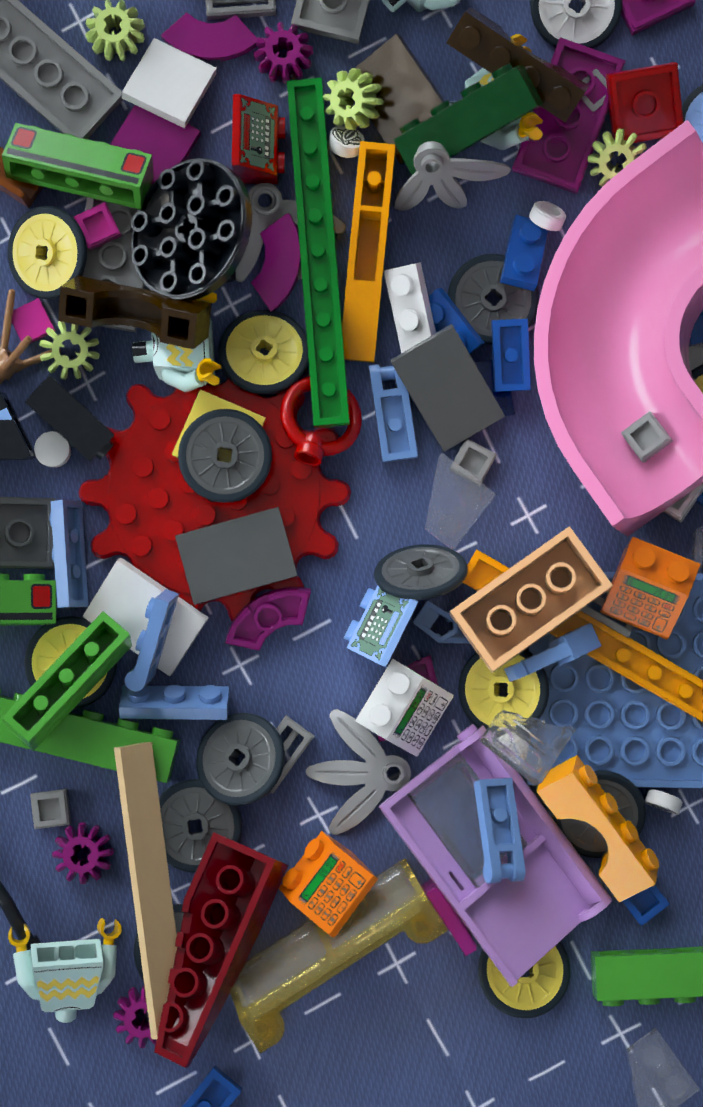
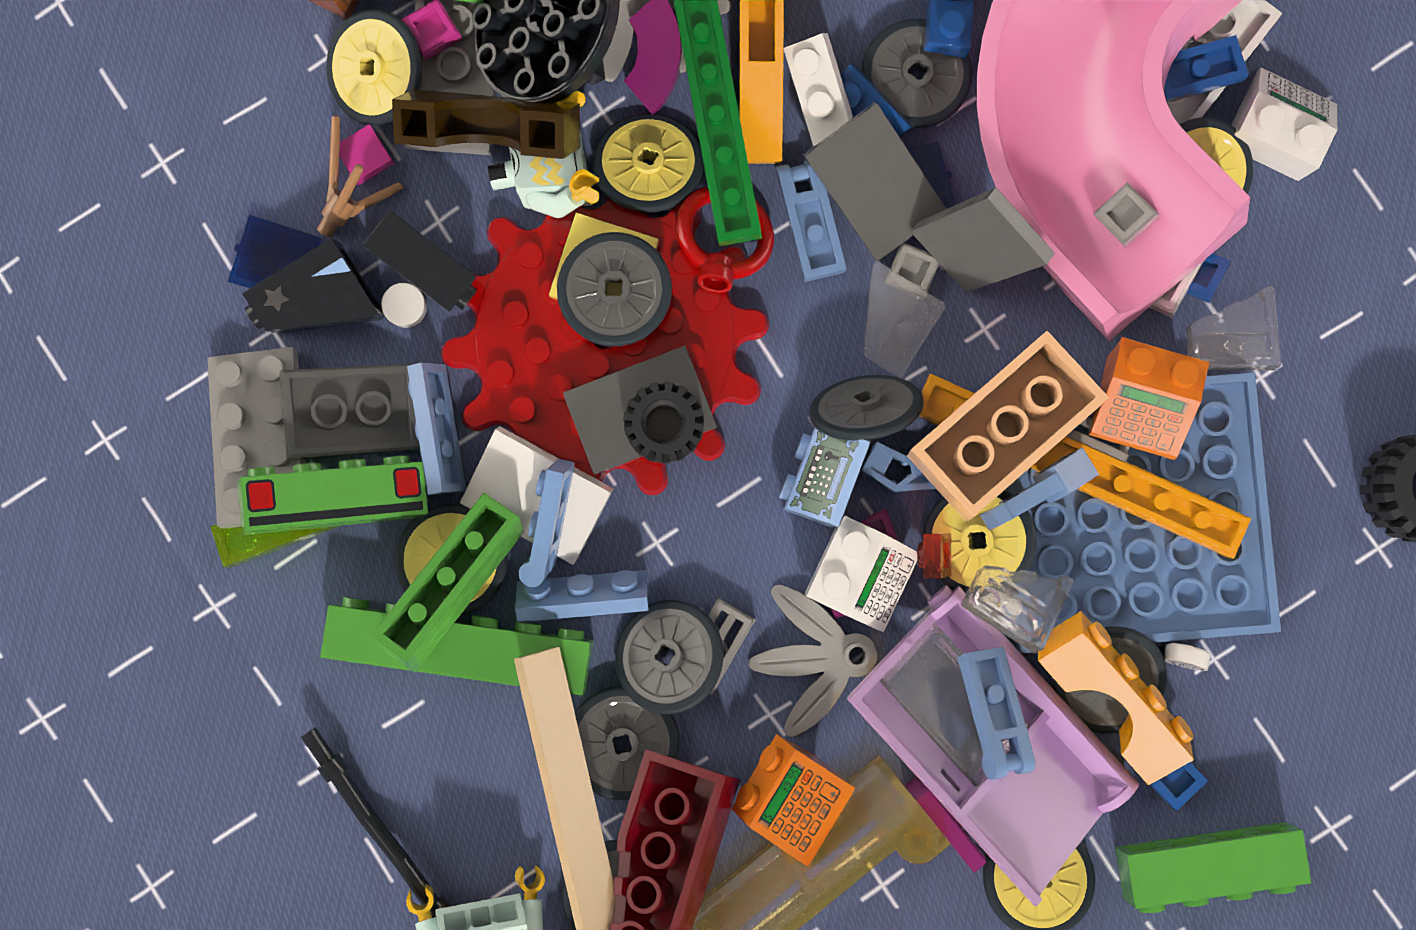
camera: 10 degrees left, 0 degrees up
(50, 808) = (444, 739): light grey tile -> none
(63, 360) = (418, 168): yellowish green gear -> none
(71, 847) = (473, 784): magenta gear -> none
(254, 546) = (663, 395): none -> black tyre
(267, 614) = (680, 481): magenta tile -> none
(465, 698) = (935, 555): none -> clear red plate
(510, 355) = (946, 135): blue plate -> none
(526, 447) = (982, 241): none -> dark grey tile

